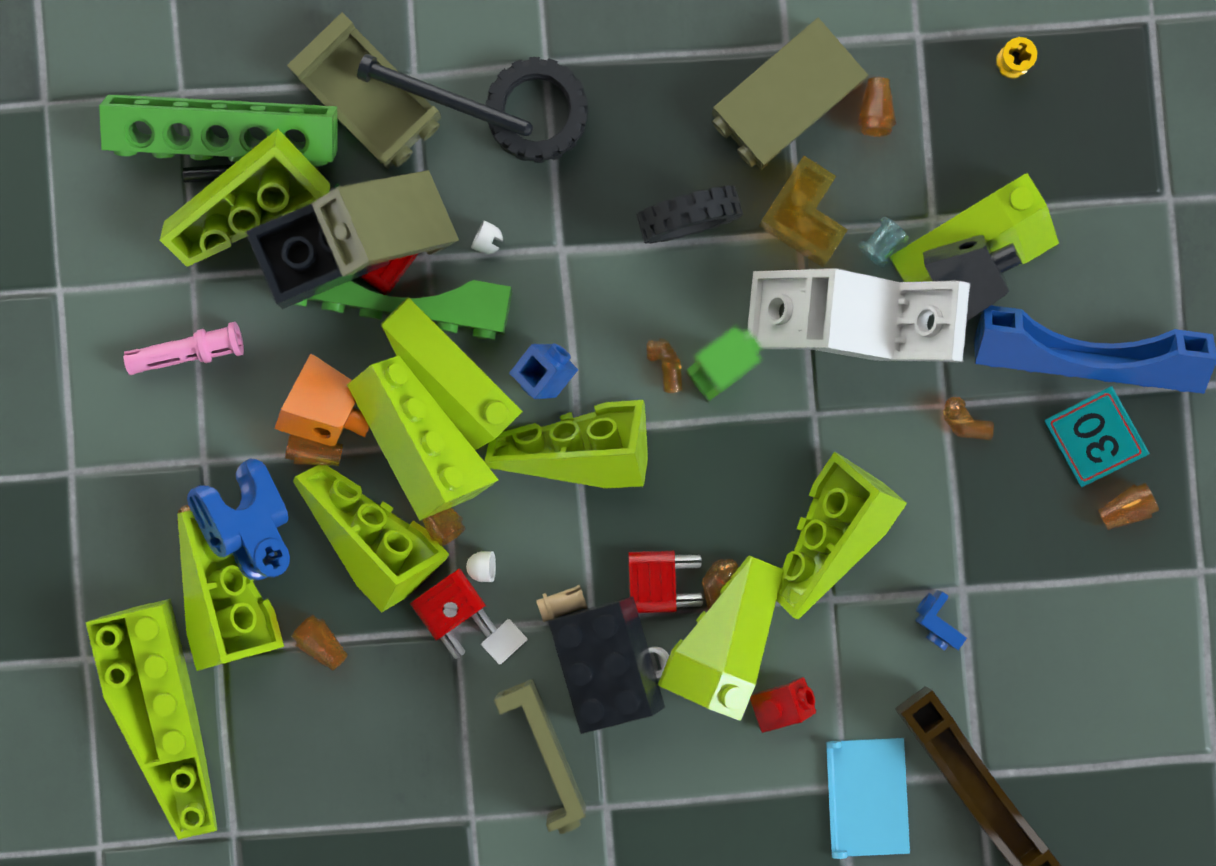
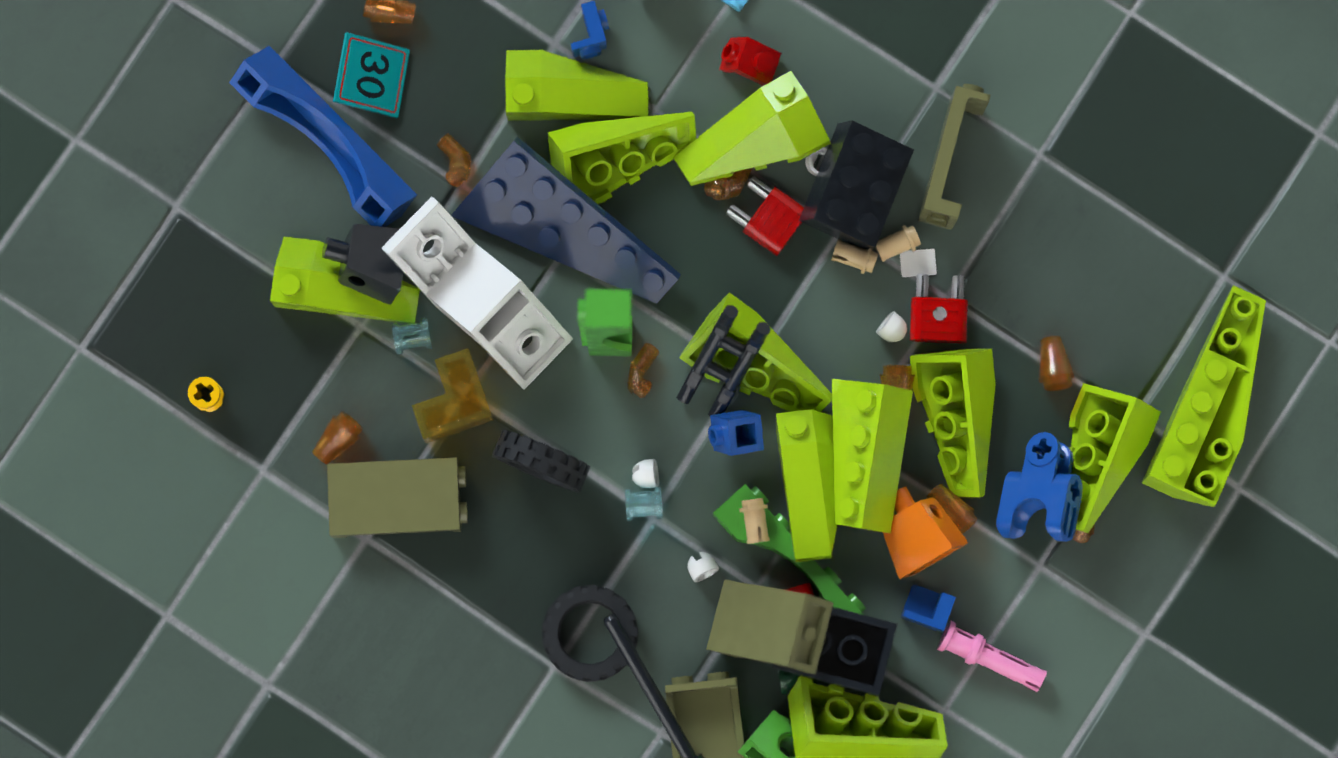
camera: 140 degrees left, 5 degrees down
(269, 350) = (928, 608): none -> blue panel
(469, 305) = (755, 520): none -> tan pin
(533, 644) = (898, 243): none -> tan pin
(576, 252) = (643, 503): none -> clear light blue bush
(585, 413) = (733, 377): none -> black piece
(594, 280) = (646, 474): none -> white hinge
(851, 433) = (546, 213): none -> dark blue wing
(927, 553) = (561, 88): none -> lime wedge

